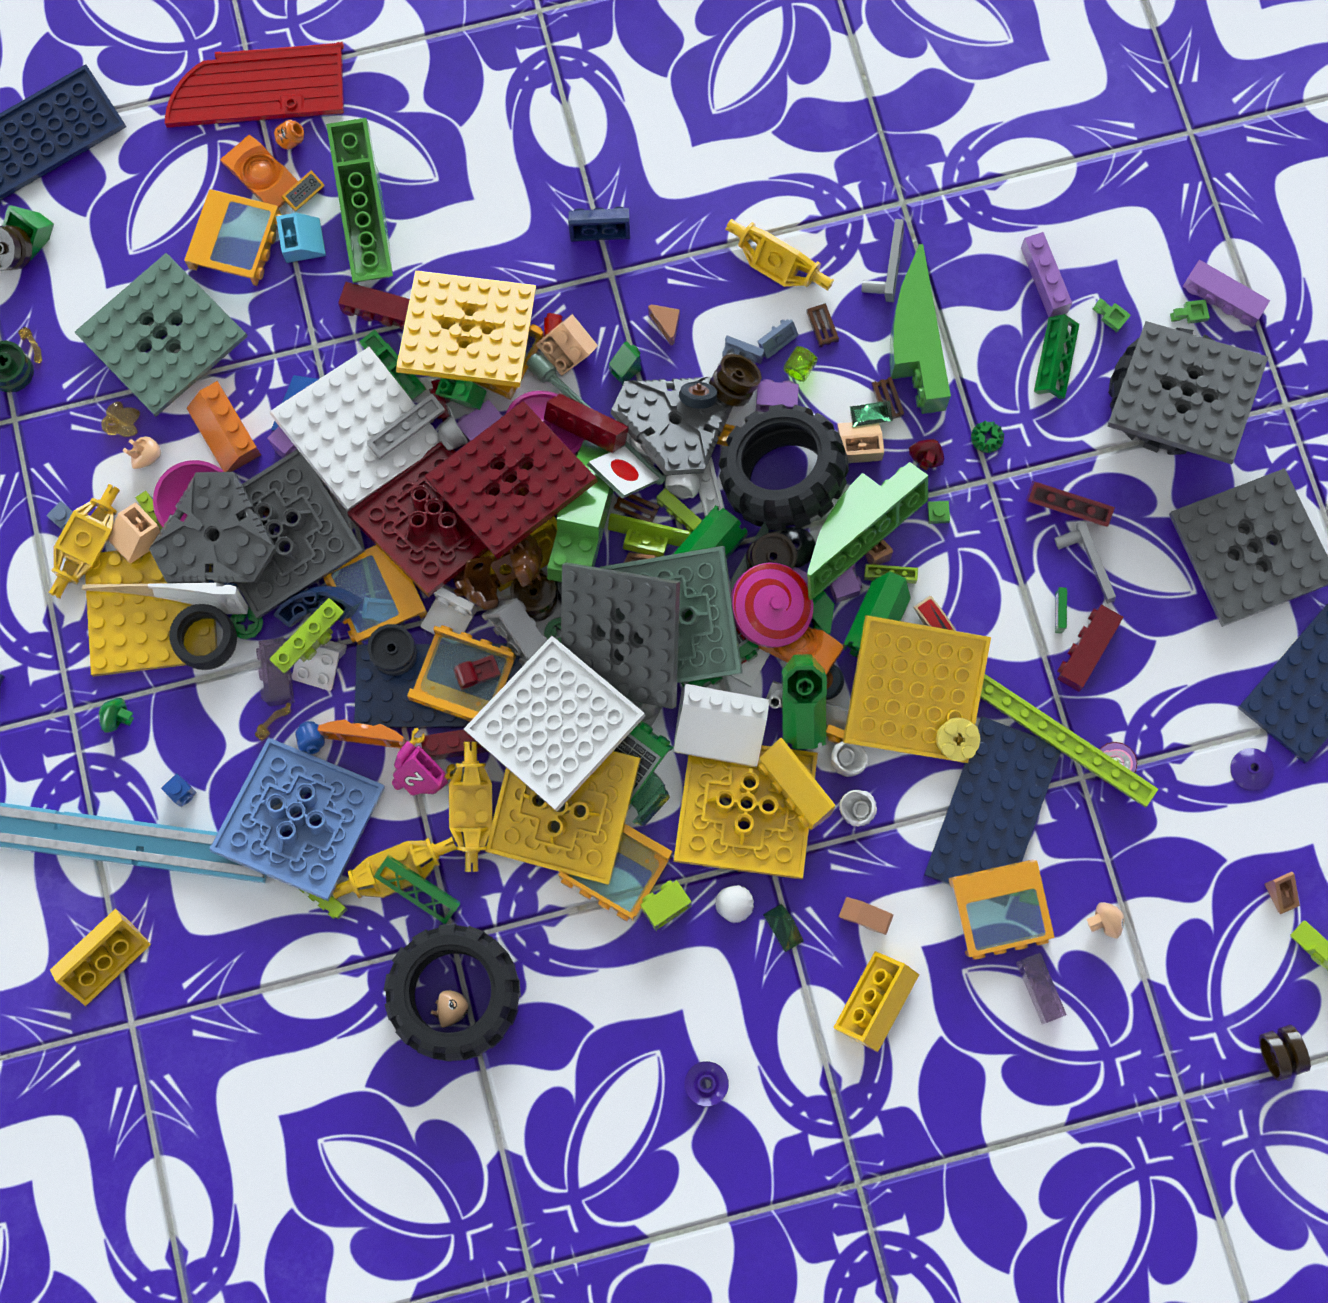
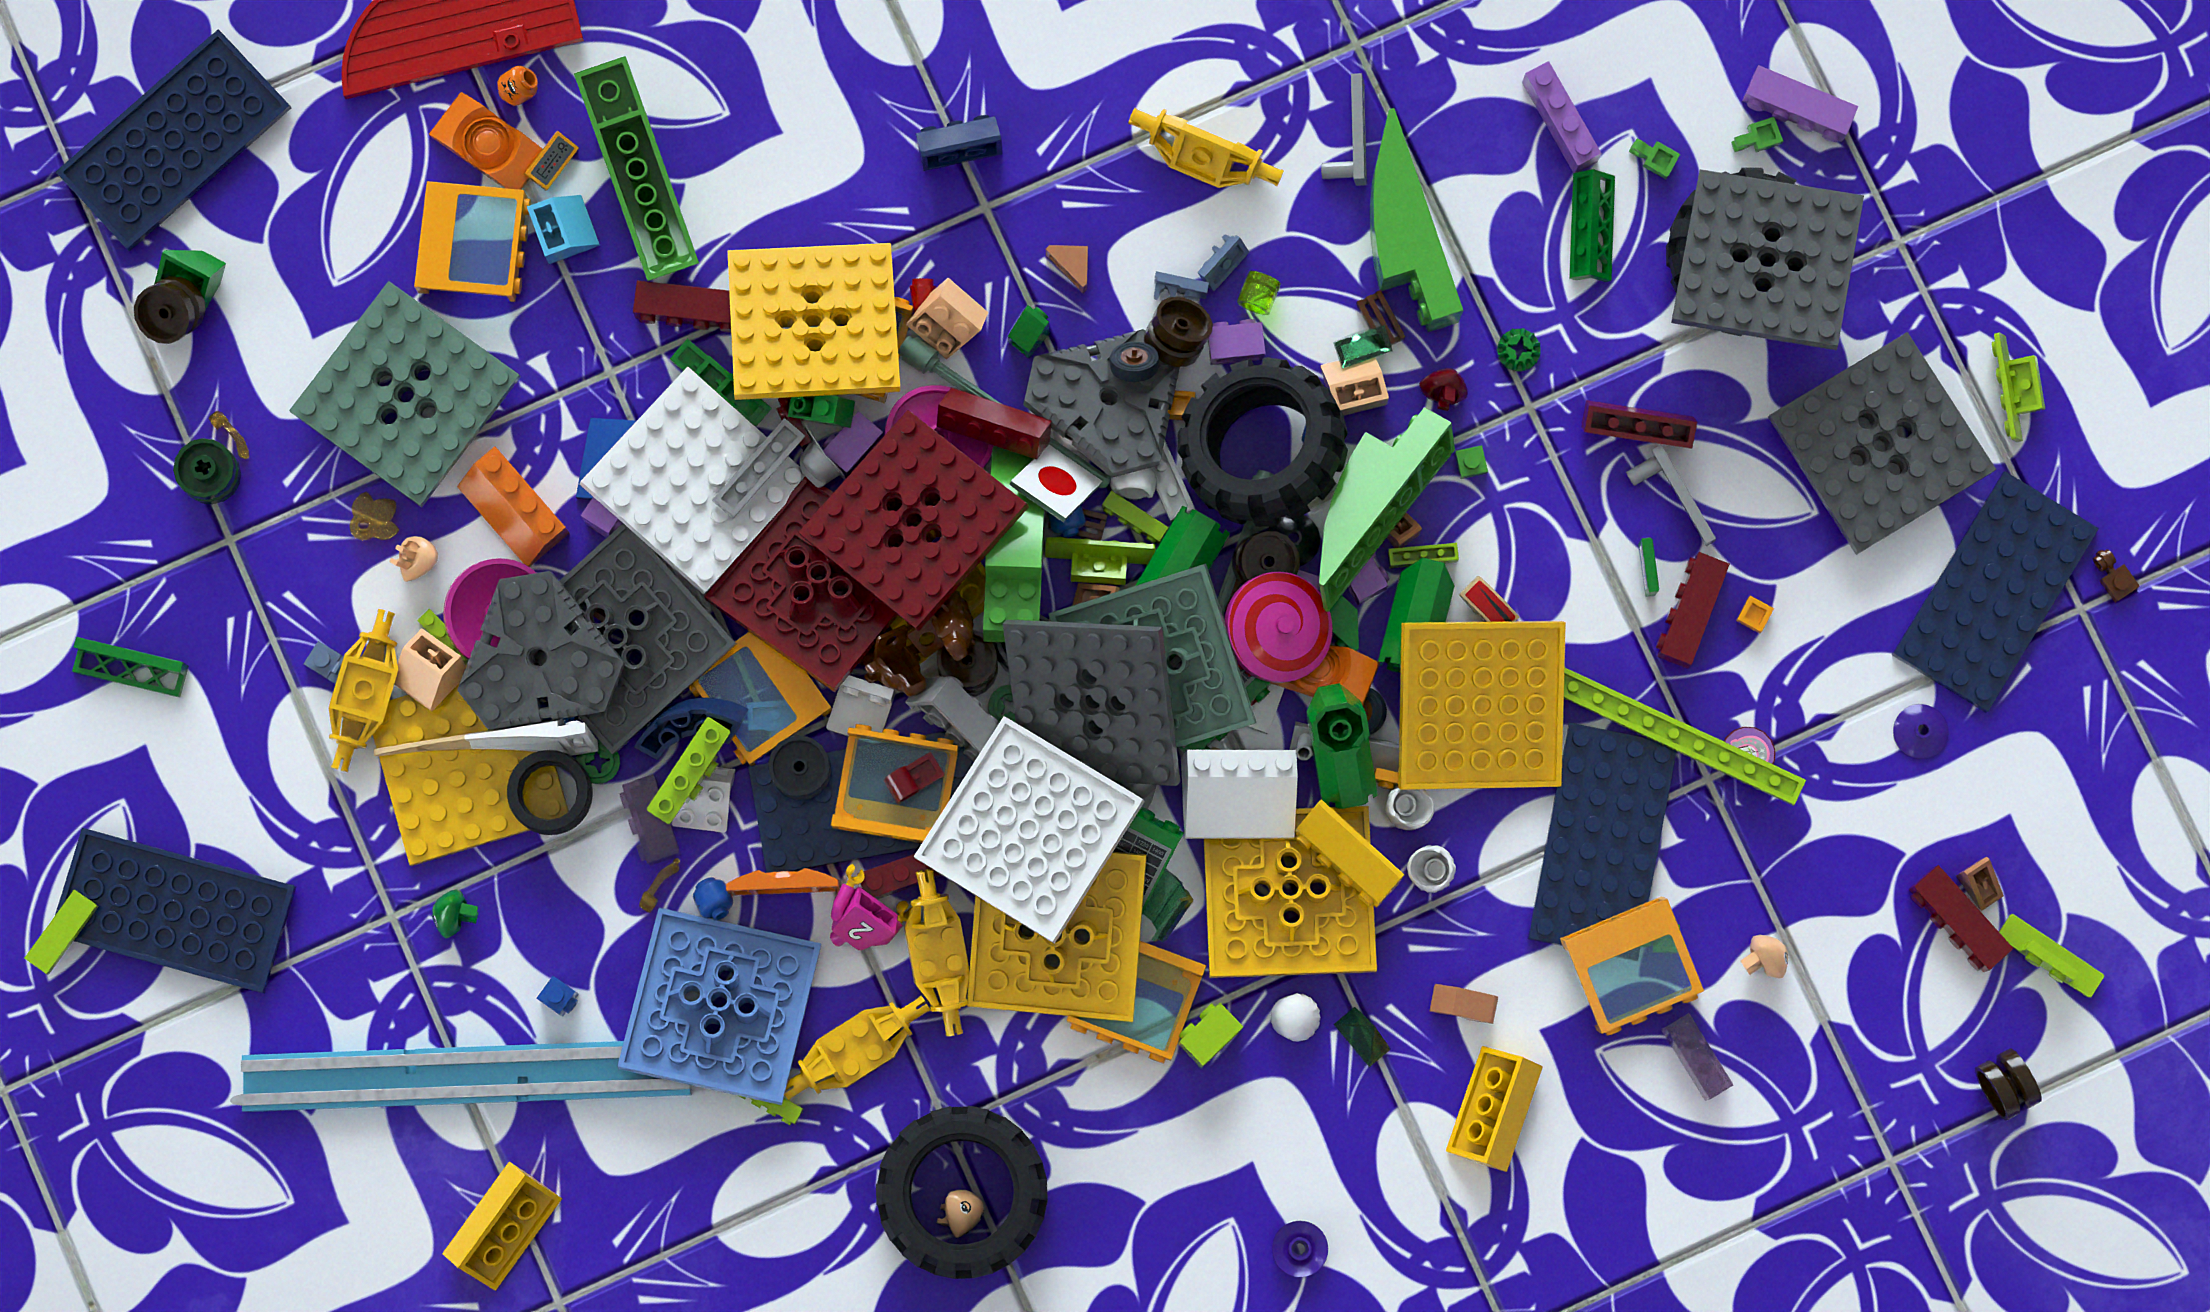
camera: 15 degrees left, 5 degrees up
(422, 884) = (894, 1061): green fence -> none
(628, 504) = (1070, 526): none -> blue head
(827, 340) = (1288, 252): reddish brown tile -> none
(951, 729) = (1533, 748): light yellow plate -> none
(1136, 659) = (1755, 614): none -> light orange plate
(1263, 917) = (1961, 919): none -> dark red brick

